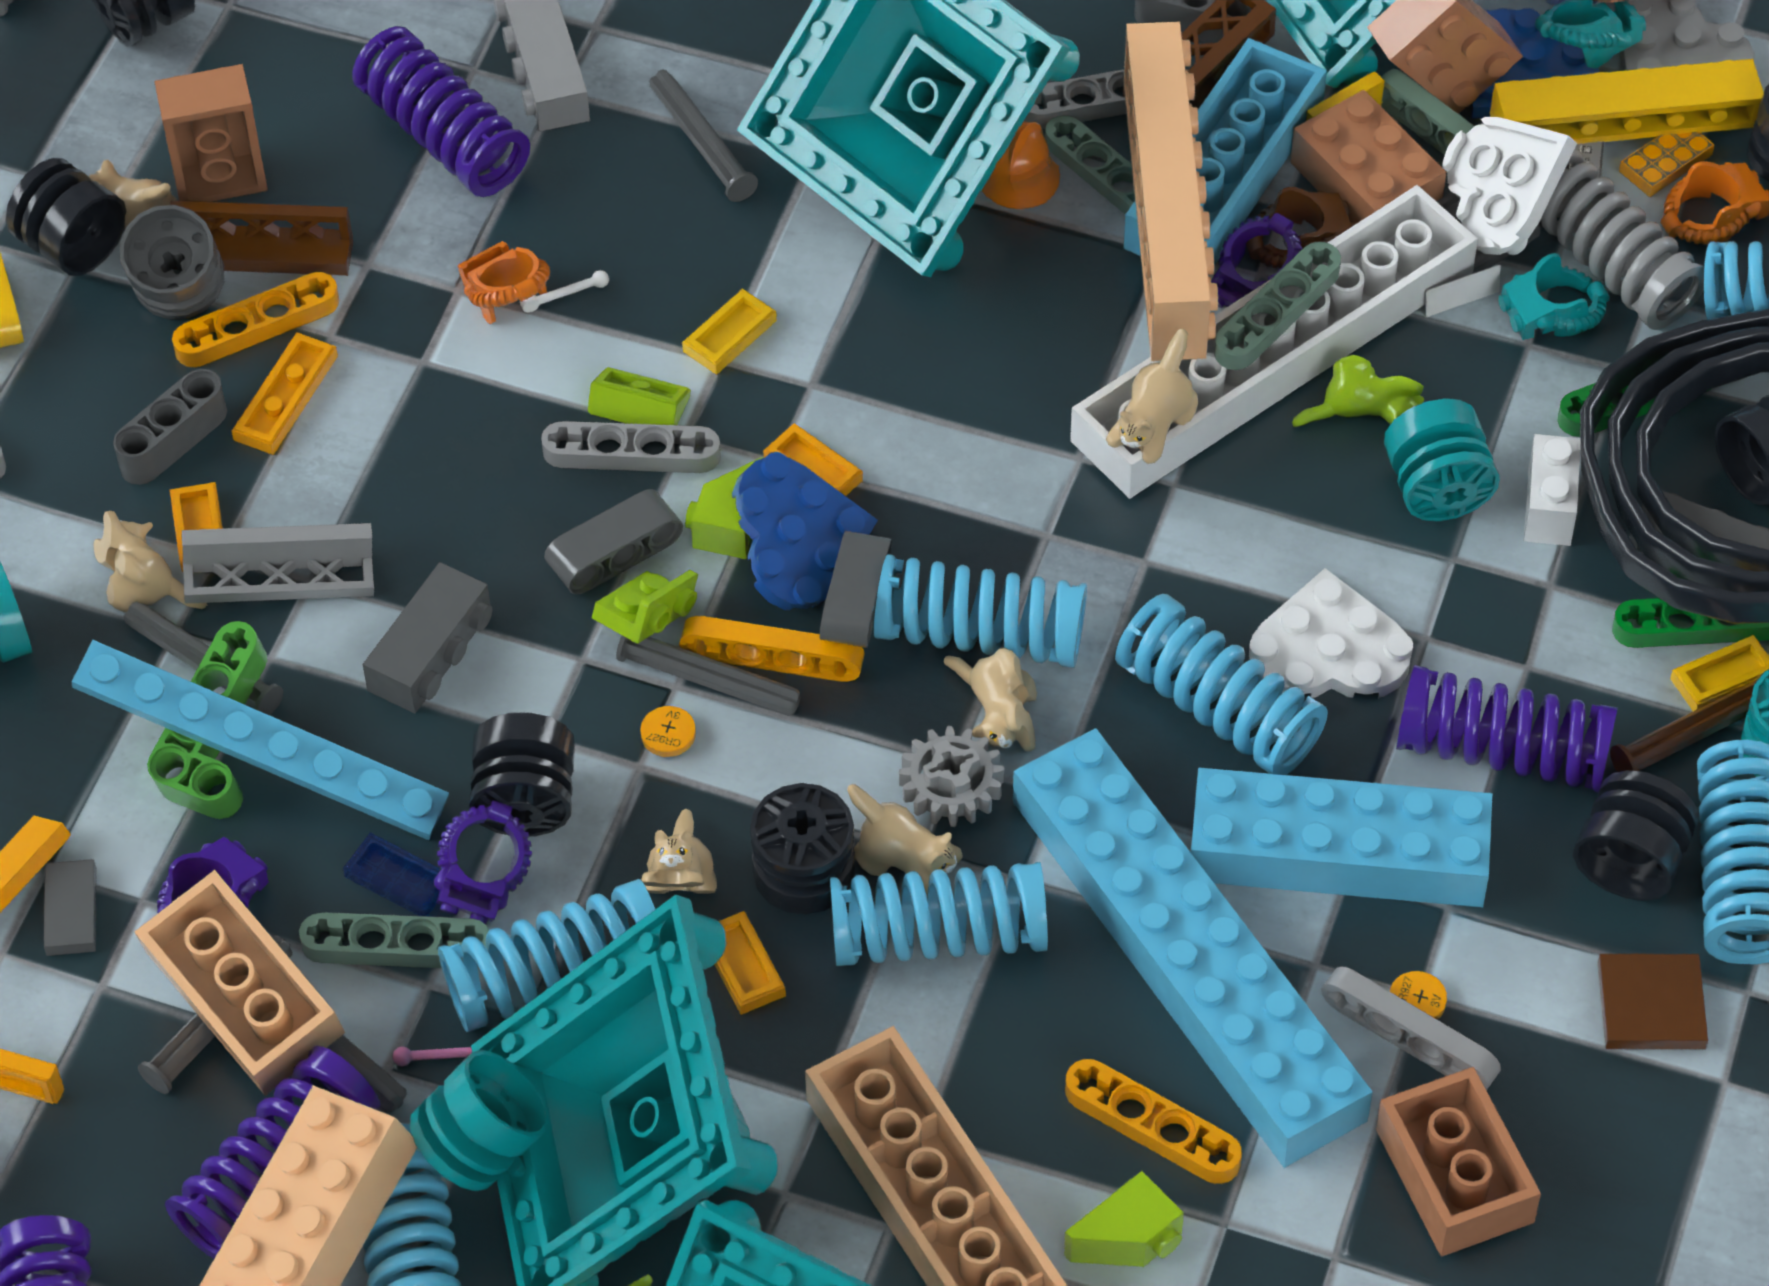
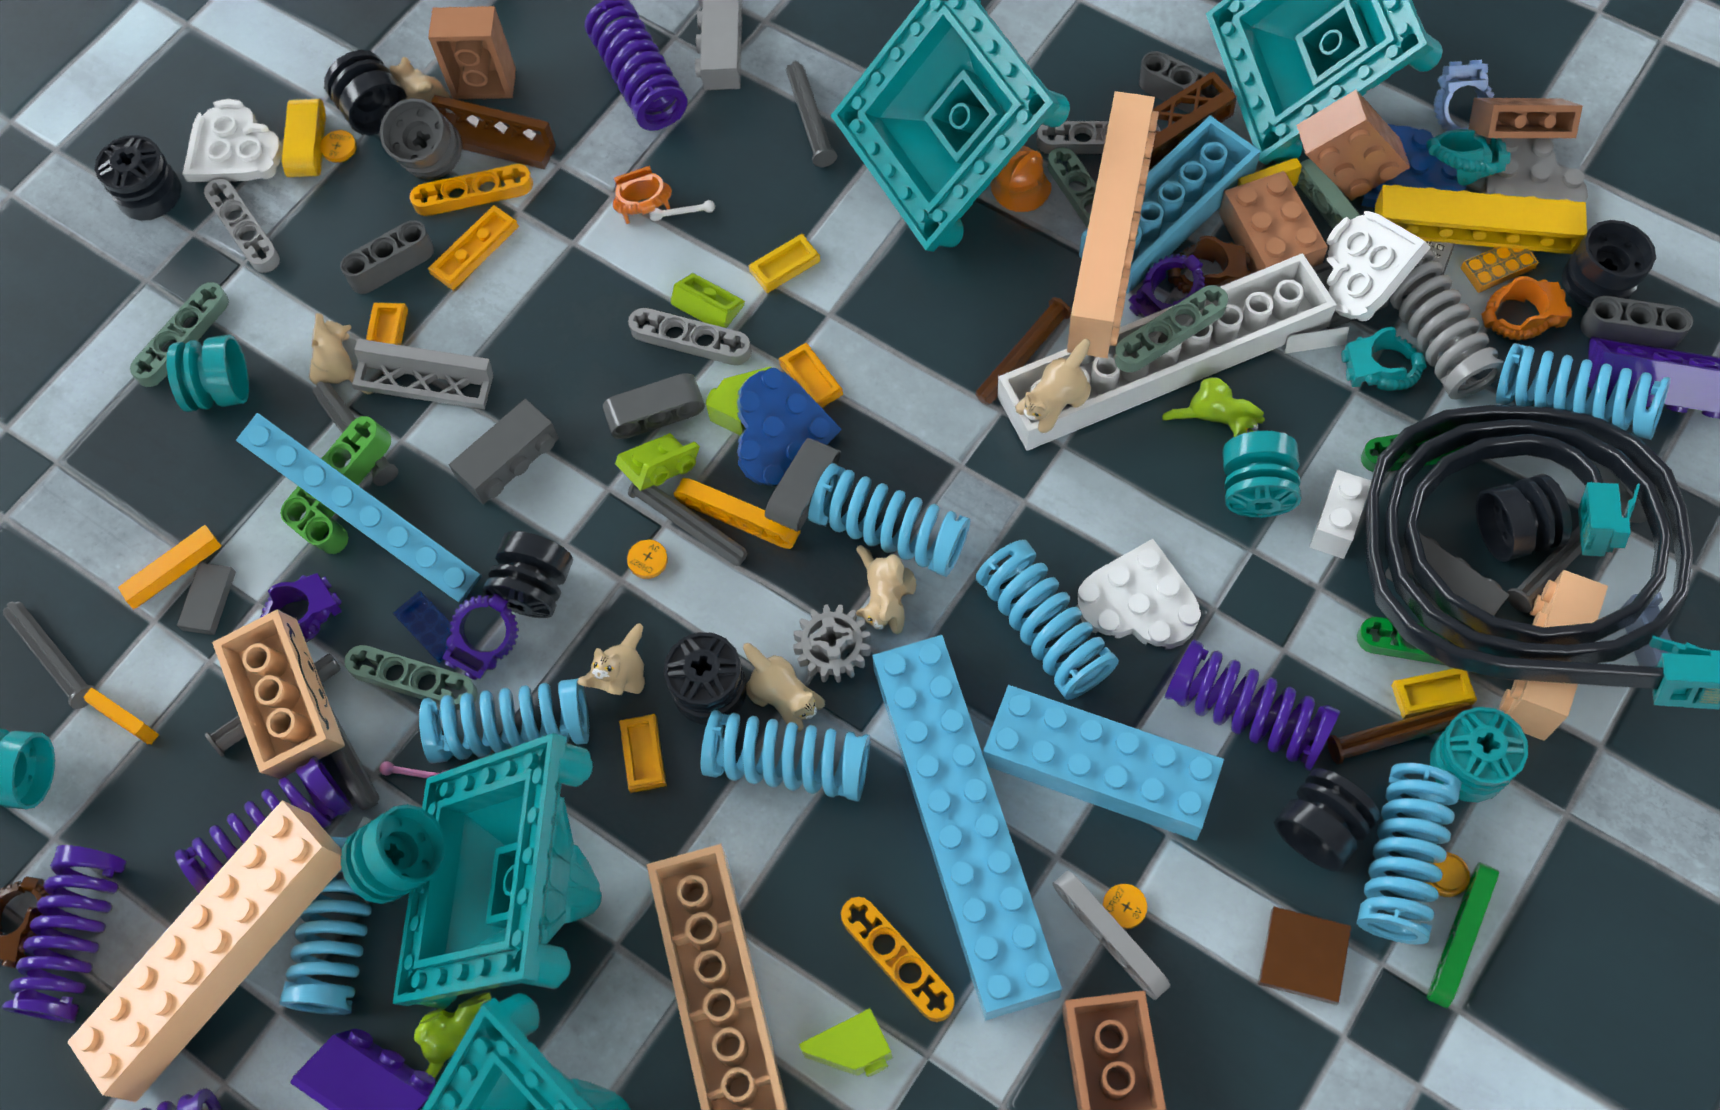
camera: 20 degrees right, 10 degrees up
(38, 298) = (338, 146): none -> light orange piece
(1089, 374) = (1025, 348): none -> reddish brown axle

